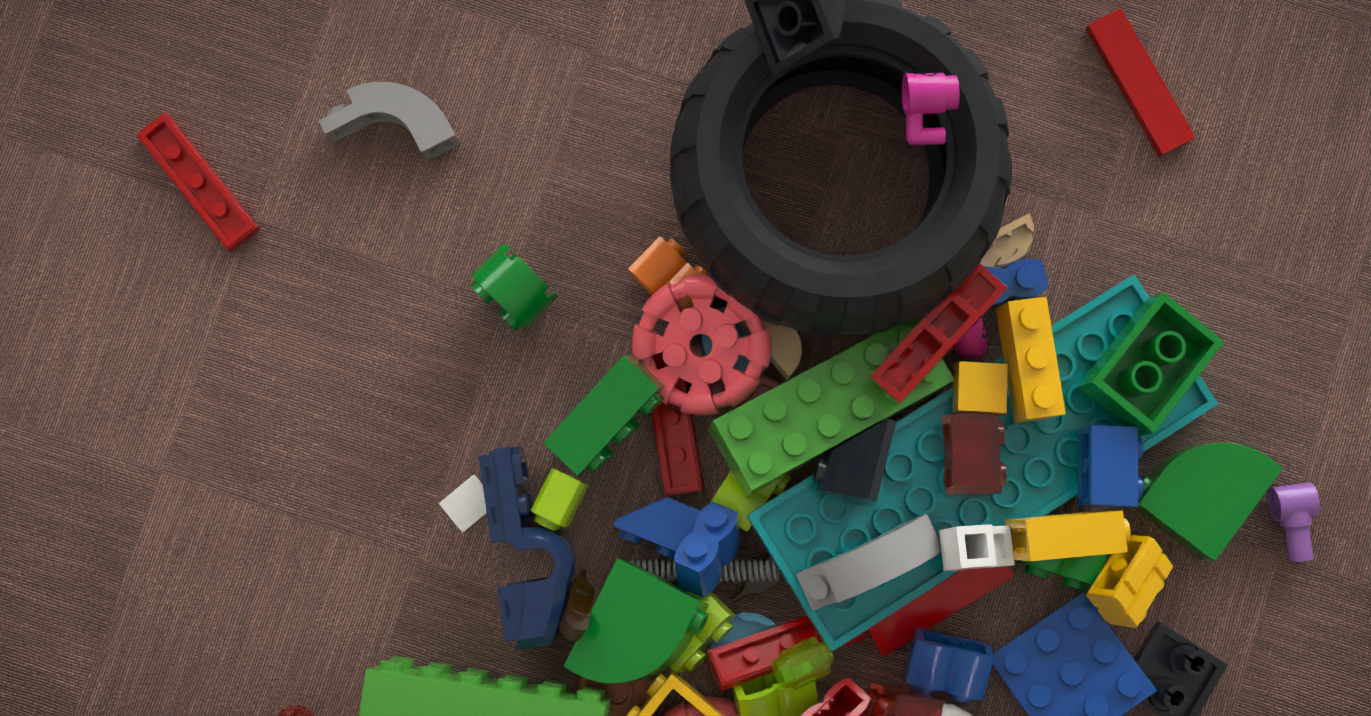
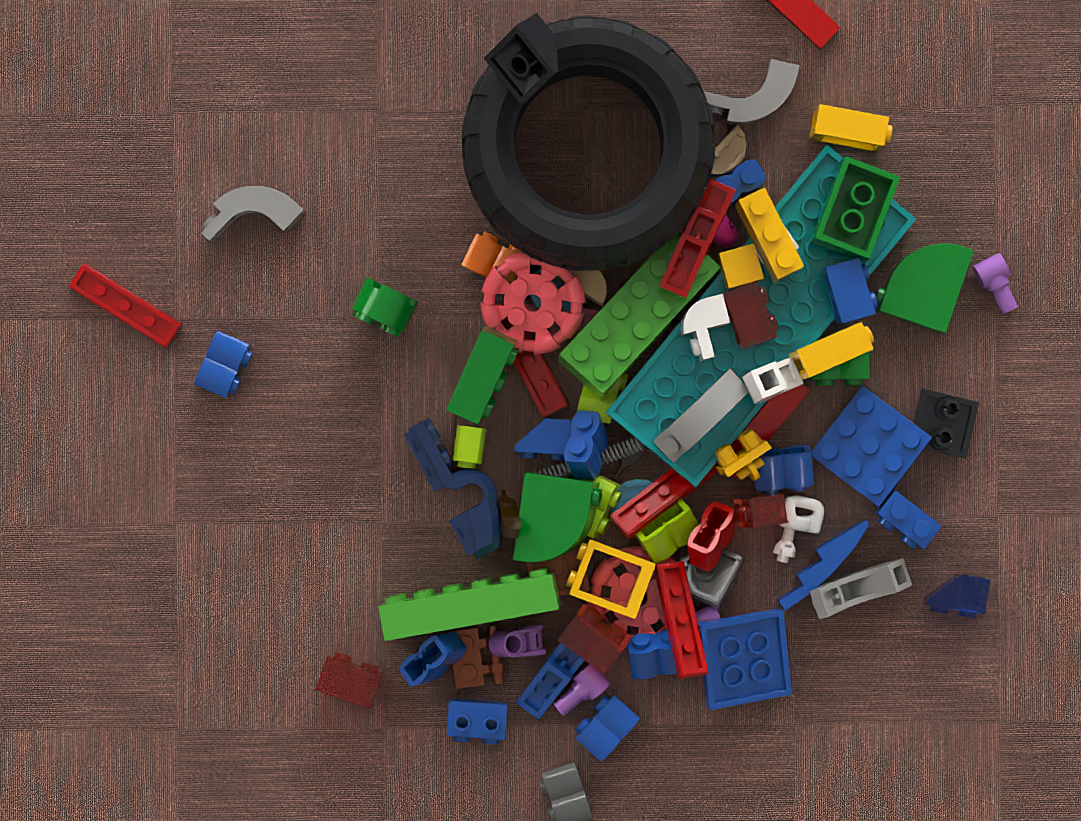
camera: 25 degrees left, 5 degrees up
(289, 293) = (223, 364): none -> blue brick
(465, 503) = (403, 471): white sticker -> none
(802, 664) = (678, 501): clear neon green brick -> none
(857, 466) = (669, 353): black slope -> none
(908, 639) = (752, 449): none -> yellow hips
(914, 435) = (701, 317): none -> white brick
(927, 95) = (631, 85): dark pink piece -> none
(1067, 198) = (776, 88): none -> light grey arch
(1130, 582) = (890, 366): yellow brick -> none
(1173, 261) = (850, 128): none -> yellow window

